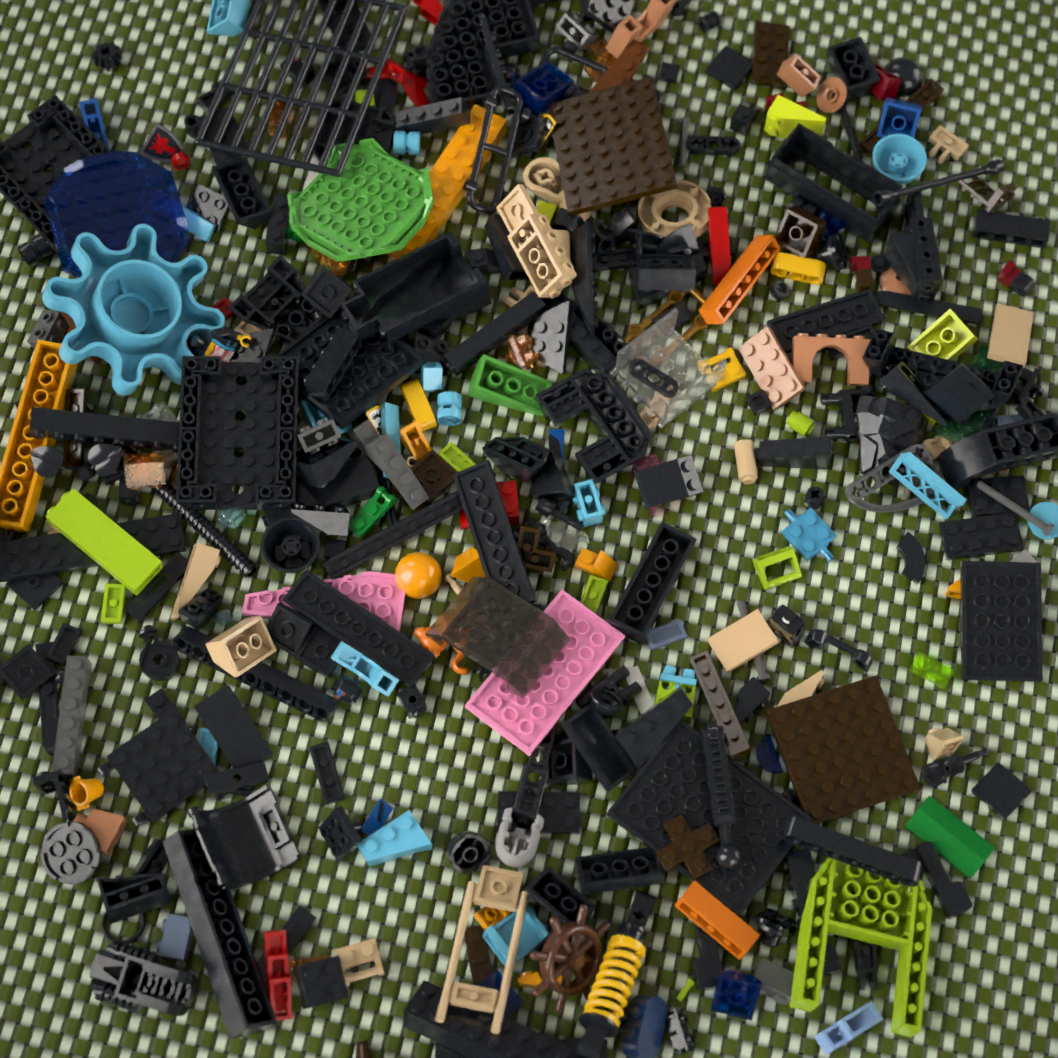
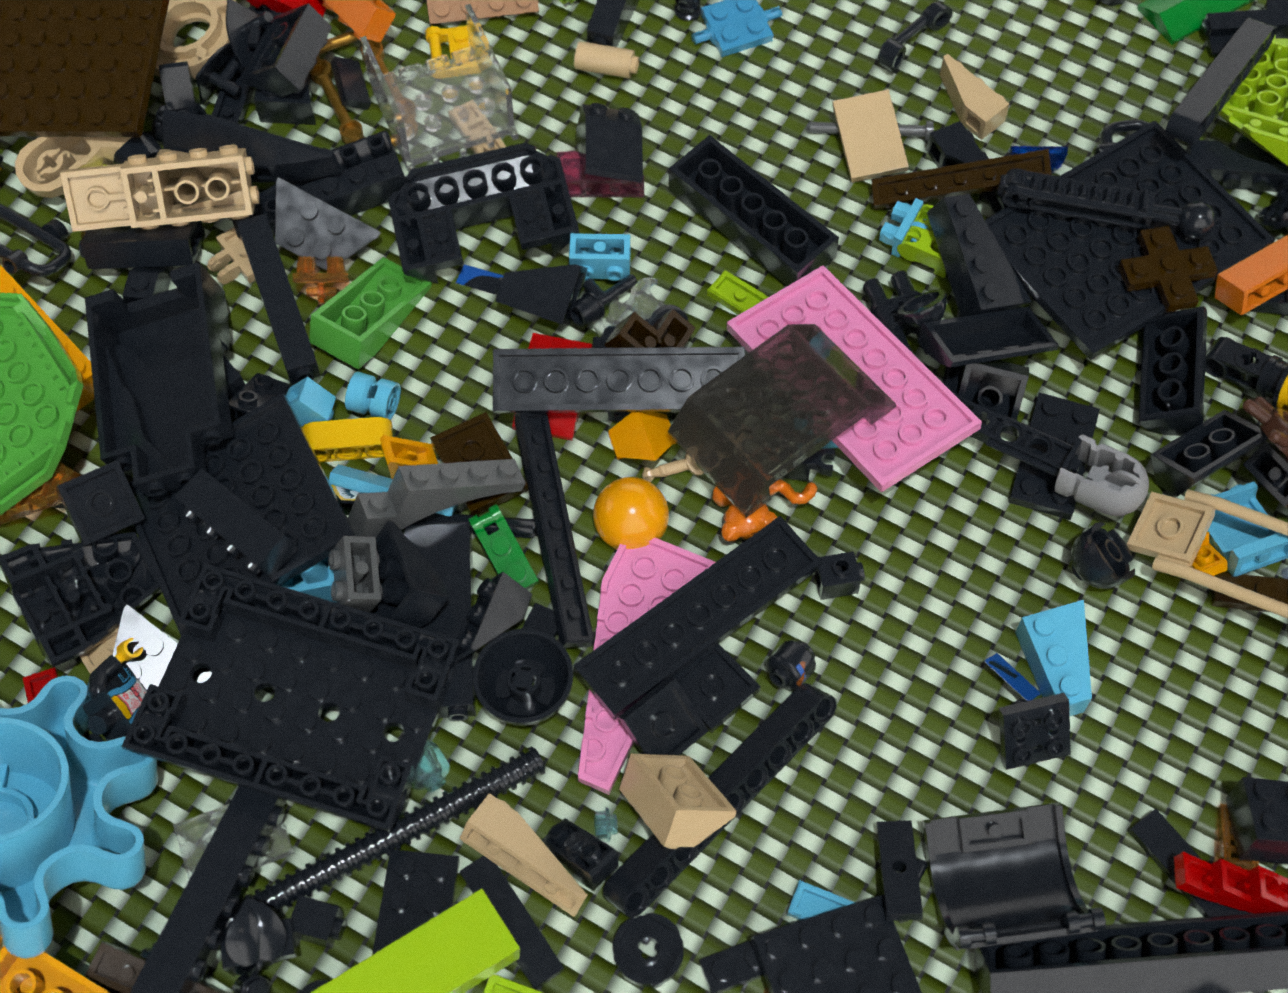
camera: 70 degrees left, 5 degrees down
(144, 470) = (298, 876): clear orange slope -> none
(148, 632) = (592, 957): black plate -> none
(233, 729) = (810, 856): black slope -> none
(327, 773) = (917, 733): black tile -> none
(357, 955) = (1226, 758): tan plate -> none
(368, 670) = (772, 619): medium azure arch -> none
(455, 457) = (461, 408): lime plate -> none
(517, 456) = (496, 320): black wedge -> none
(596, 564) = (693, 280): light orange slope -> none
(642, 699) = (920, 280): white sticker -> none
(654, 385) = (436, 128): black beam -> none
(666, 635) = (830, 216): sand blue tile -> none
(758, 402) = (522, 22): black plate -> none
(774, 557) = (759, 71): lime tile -> none
(786, 624) = (863, 75): black torso -> none
(842, 750) = (1060, 68): dark brown plate -> none

